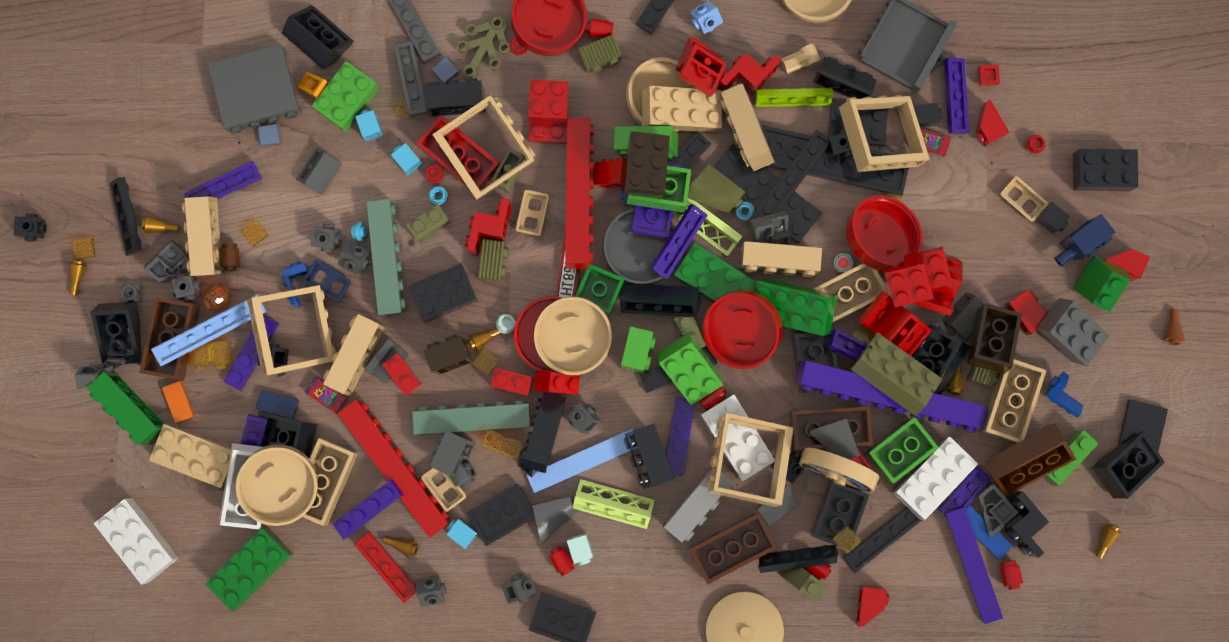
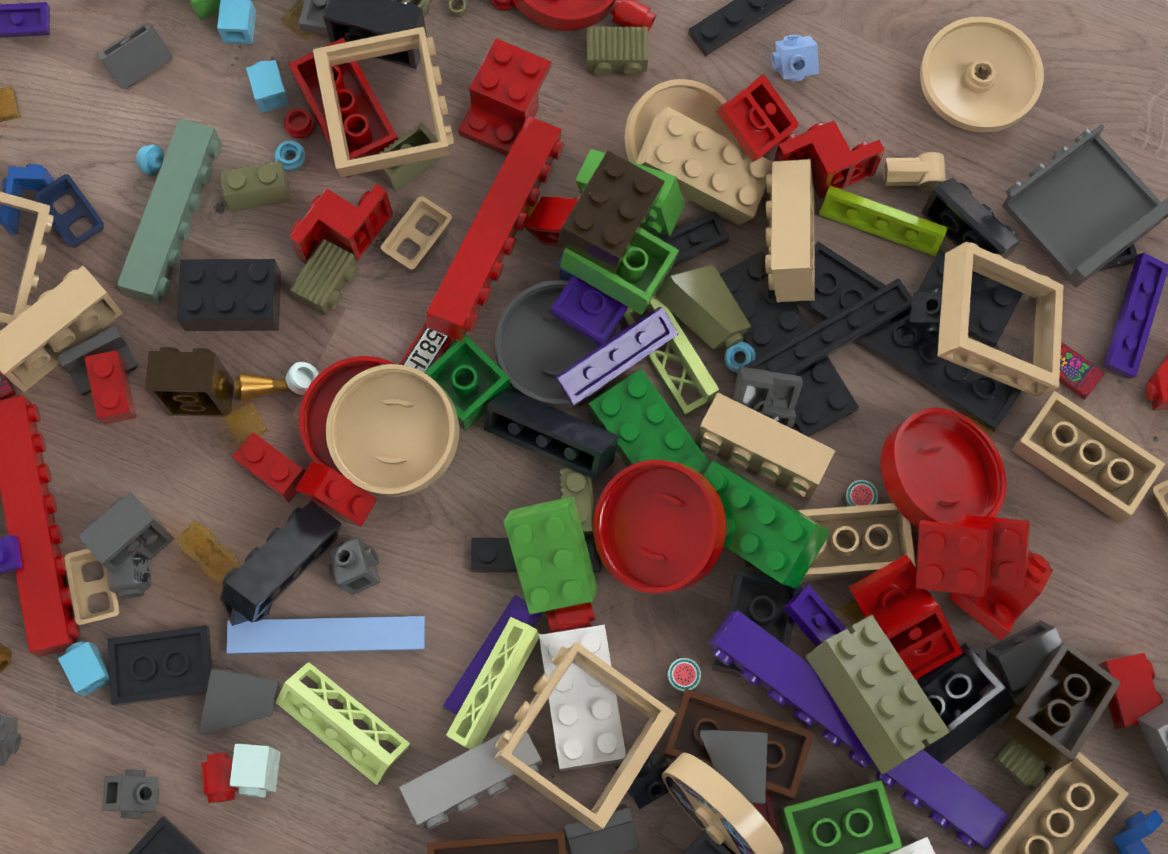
camera: 20 degrees right, 10 degrees down
(326, 237) = (97, 147): dark grey brick -> none
(354, 258) = (123, 192): dark grey brick -> none
(471, 419) = (182, 497): sand green brick -> none
(637, 349) = (481, 492): bright green brick -> none
(648, 456) = (426, 666): black brick -> none
(687, 450) = (493, 684): none -> yellowish green fence
(786, 402) = (684, 674): none -> tile
(928, 114) = (1081, 325): black brick -> none
(956, 383) = (970, 759): pearl gold cone -> none
(959, 191) = (1088, 457): none -> tan brick

